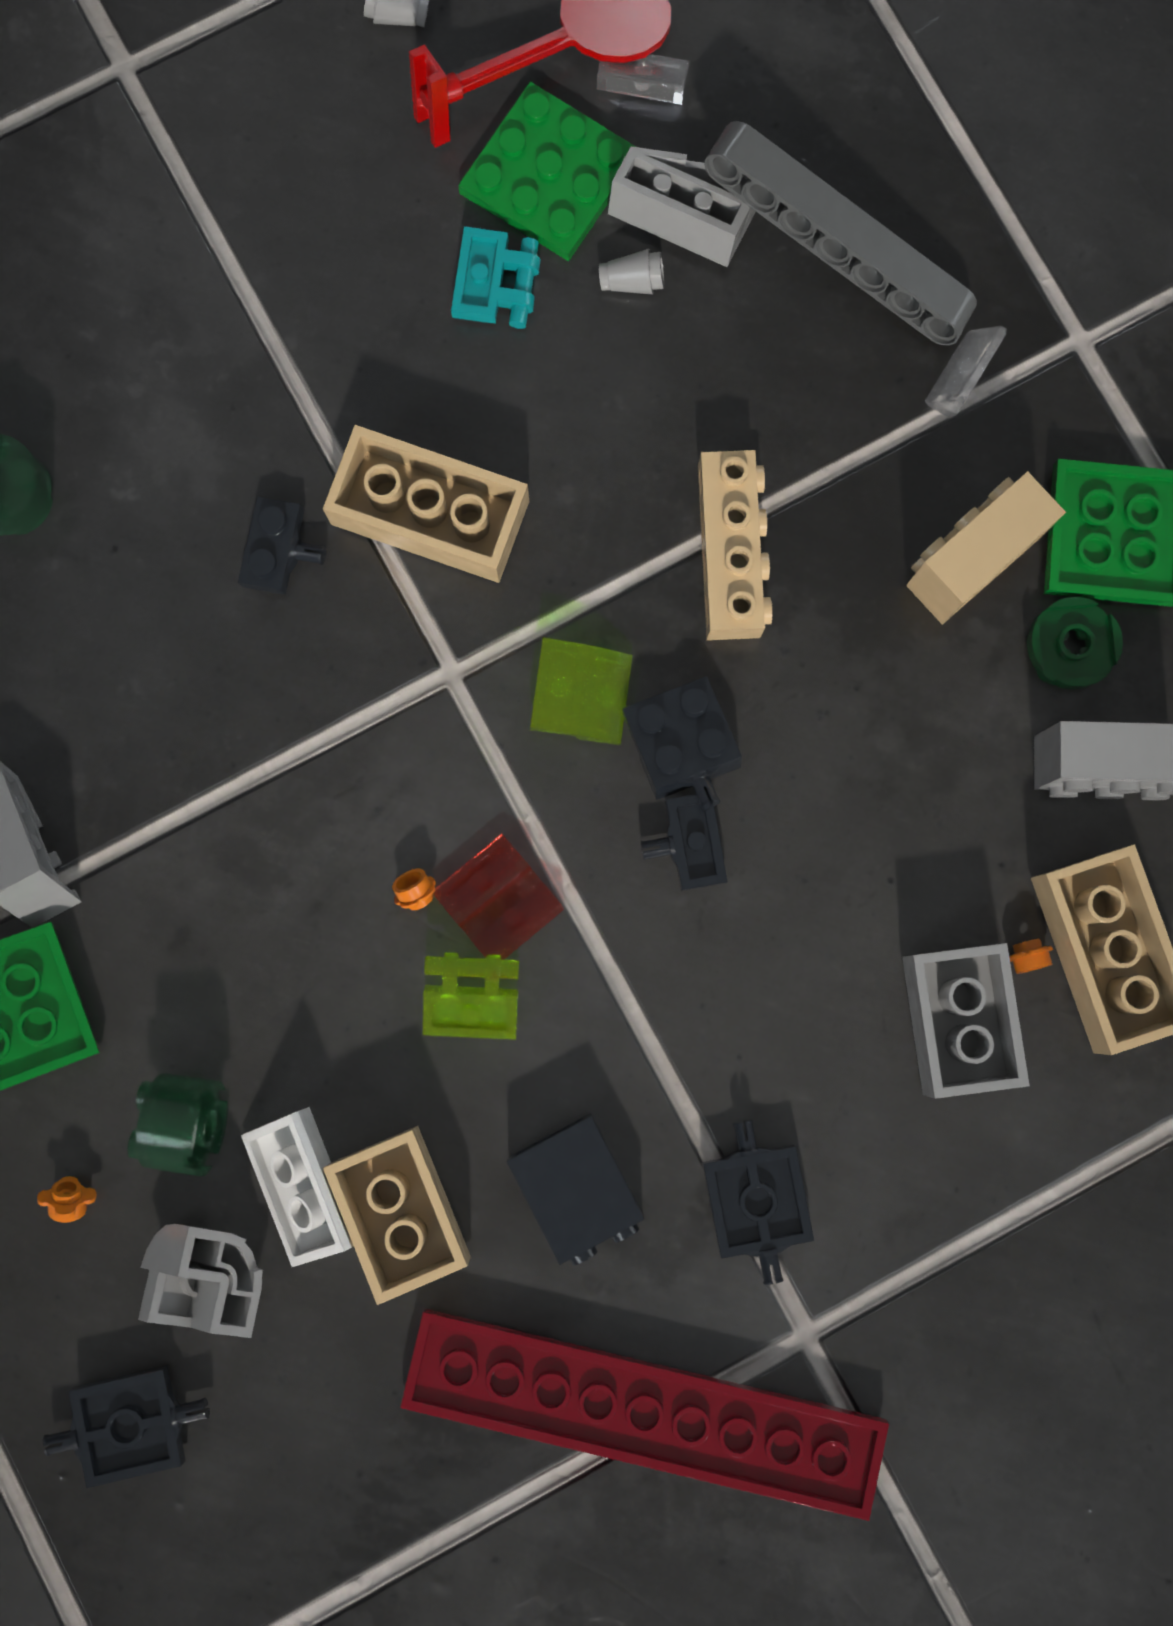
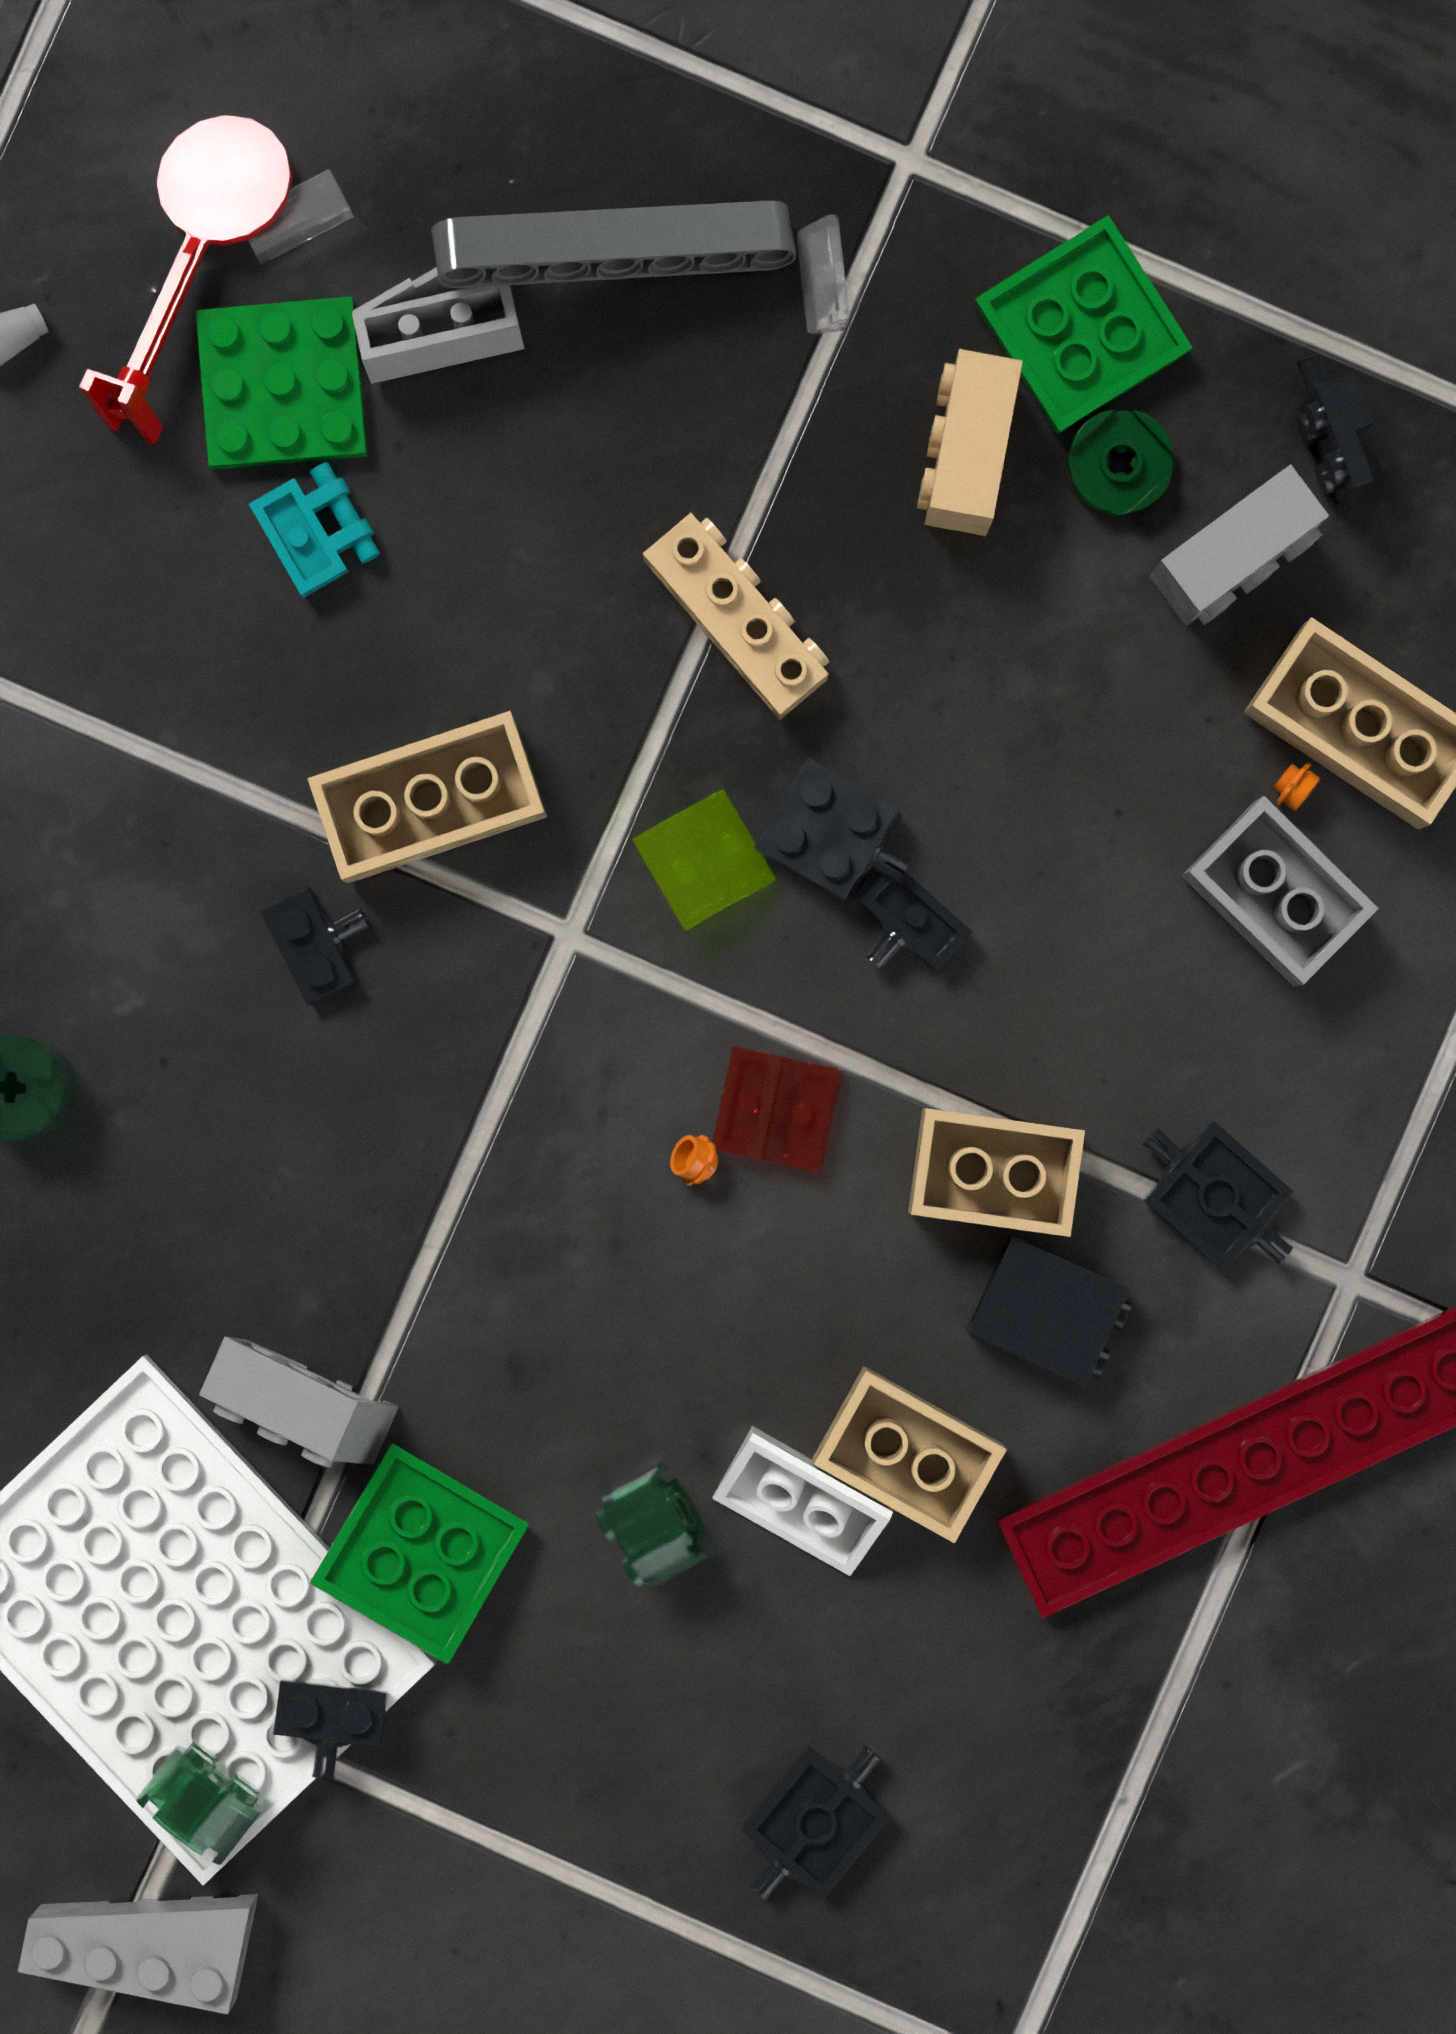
camera: 30 degrees left, 5 degrees up
(67, 1199) = (605, 1672): orange plate -> none
(201, 1281) = (782, 1645): light grey brick -> none
(470, 1010) = (832, 1226): clear neon green plate -> none
(615, 1062) = (996, 1172): none -> tan brick
(633, 273) = (441, 424): light grey cone -> none

